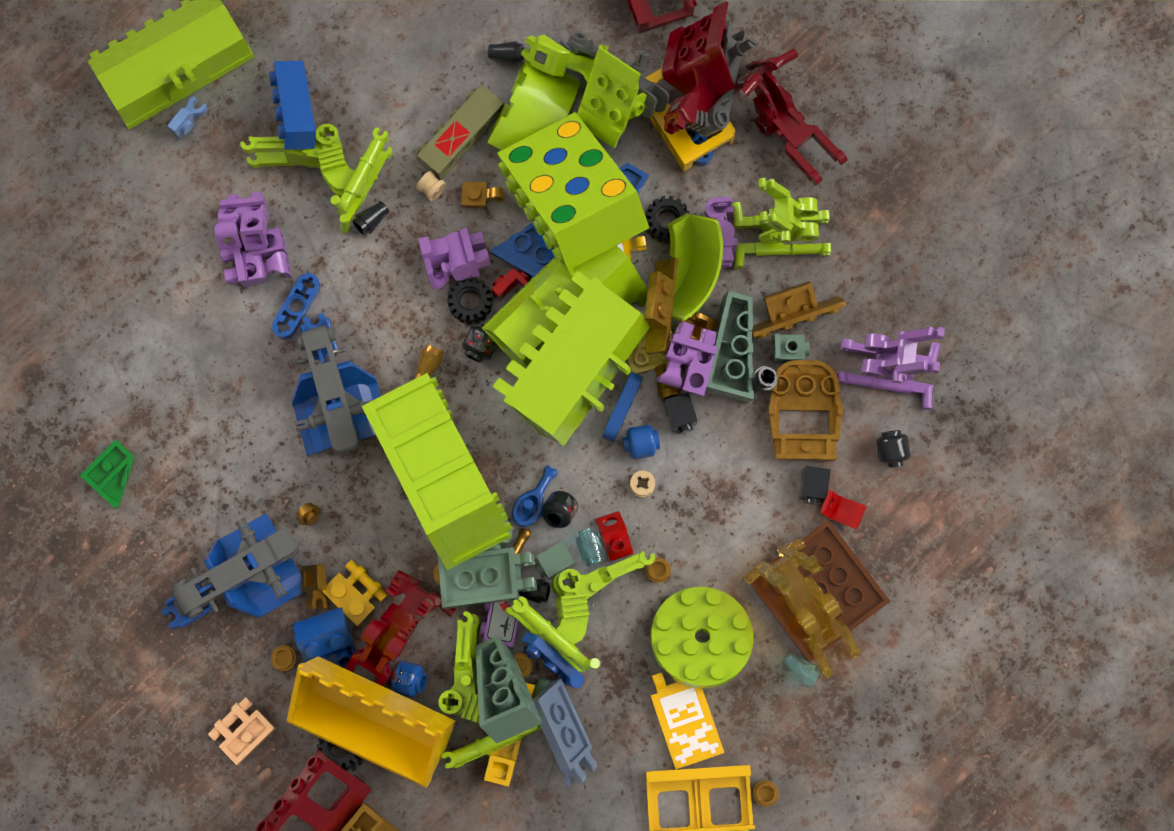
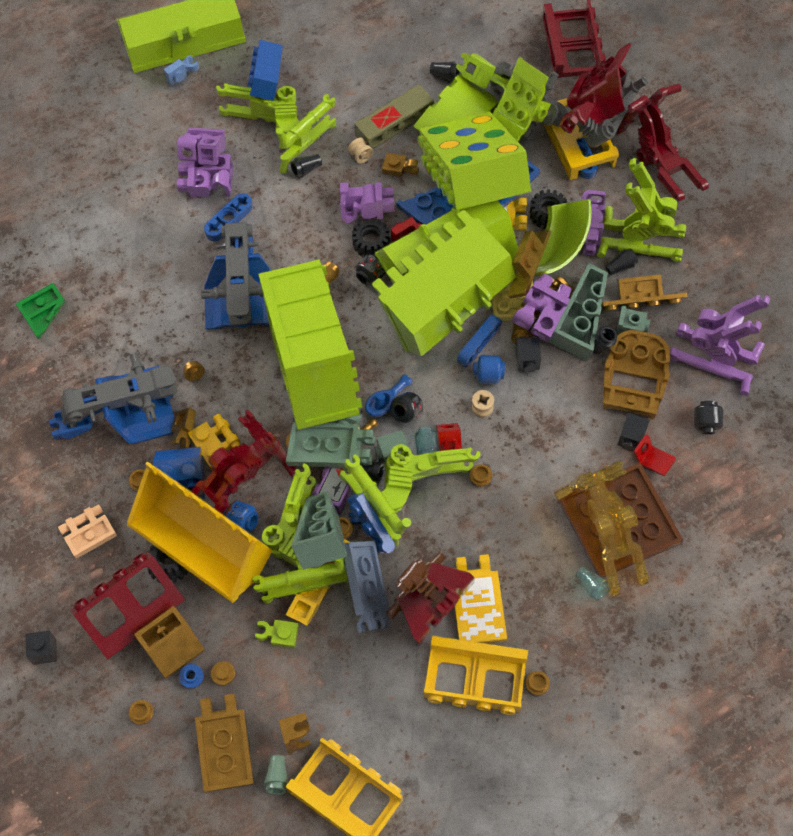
camera: 15 degrees right, 15 degrees down
(484, 799) = (281, 634): none -> lime plate
(634, 739) = (429, 594): none -> dark red piece
(696, 662) = (507, 556): lime plate -> none
(764, 271) = (623, 261): none -> black cone

